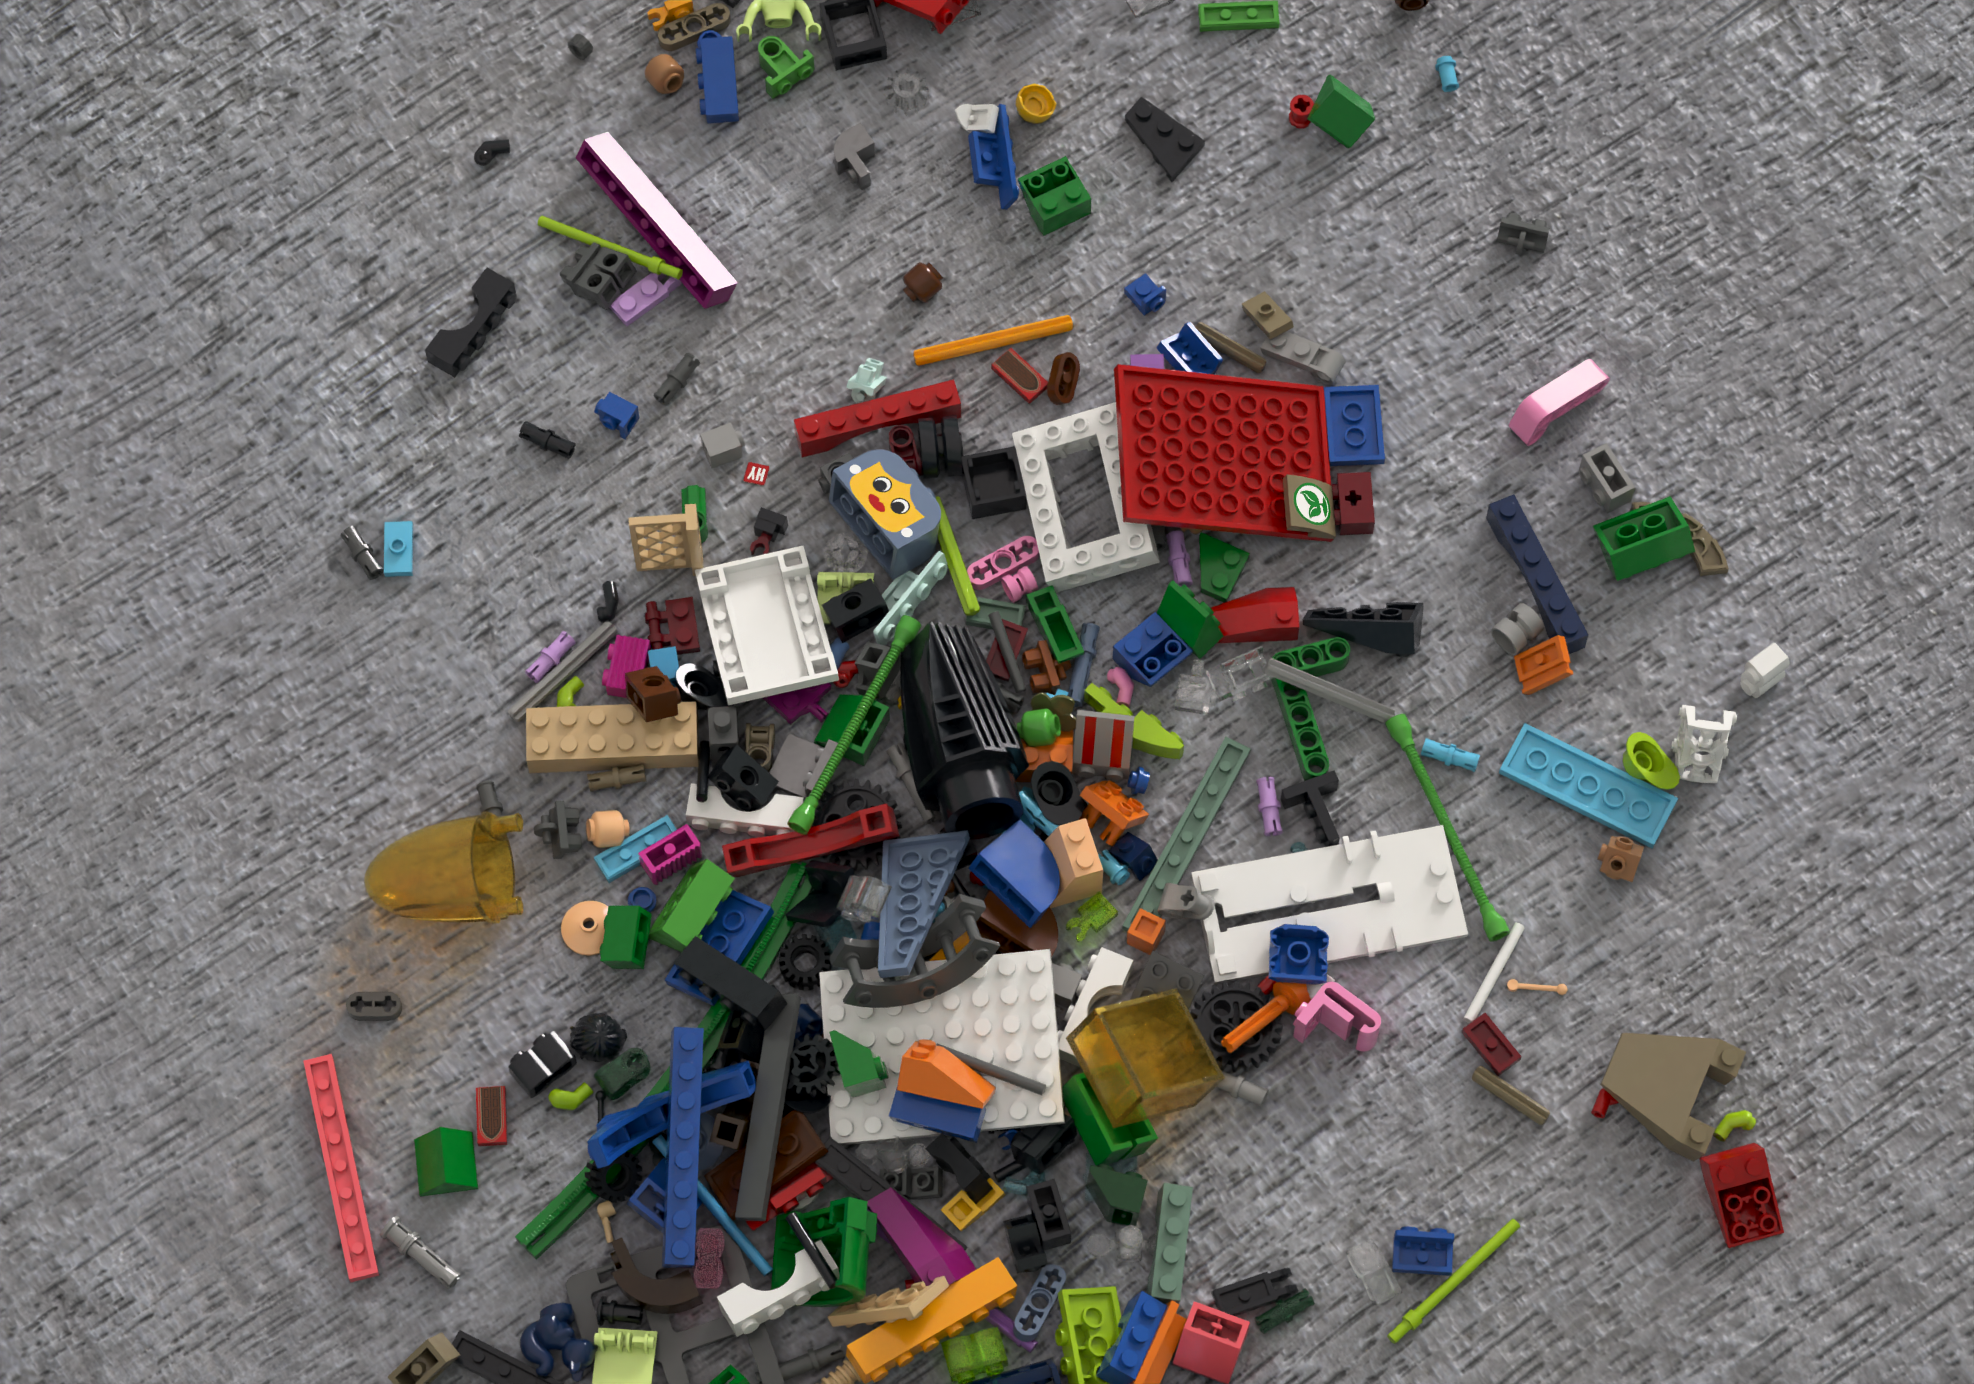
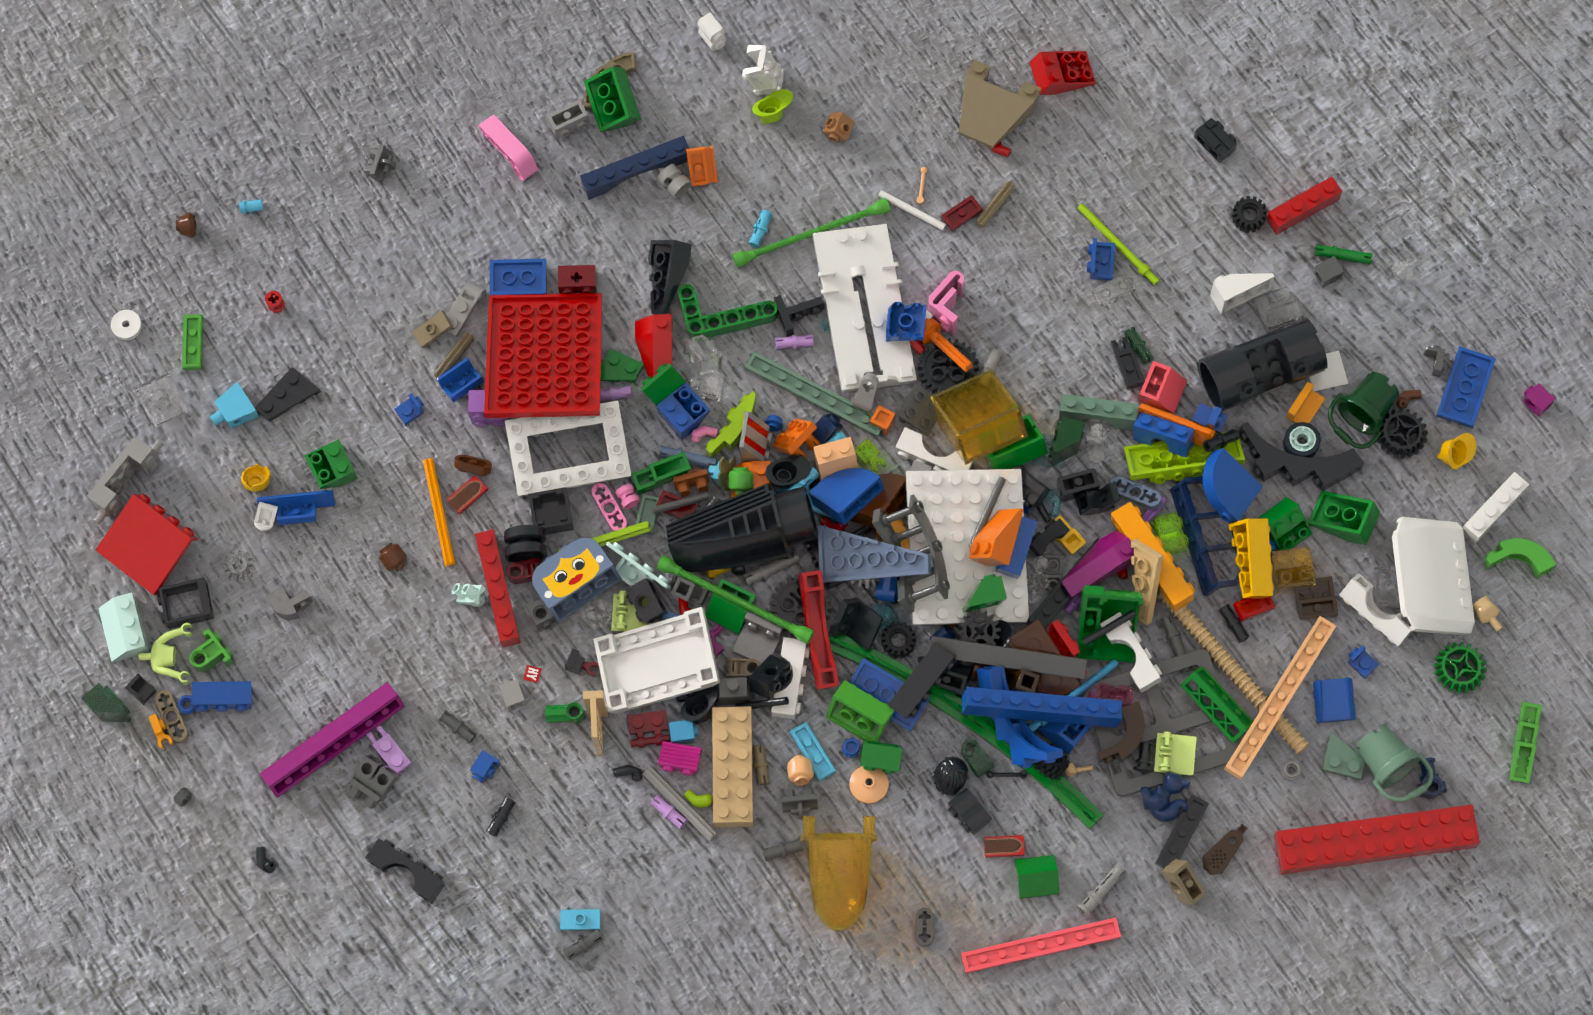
camera: 85 degrees left, 5 degrees up
(570, 1100) = (993, 794): lime arm -> none
(652, 694) = (709, 733): reddish brown brick -> none
(654, 264) = (370, 738): lime bar -> none
(664, 74) = (211, 735): medium nougat head -> none
(670, 854) = (821, 726): dark pink brick -> none
(863, 898) = (868, 589): clear brick -> none
(1141, 70) = (234, 408): none -> medium azure torso
(1309, 506) = (583, 304): slope -> none
(1328, 690) = (716, 298): light grey axle -> none
(1341, 112) = (279, 273): green slope -> none
(1588, 785) = (784, 146): medium azure plate -> none
(1734, 1120) = (1013, 73): lime arm -> none

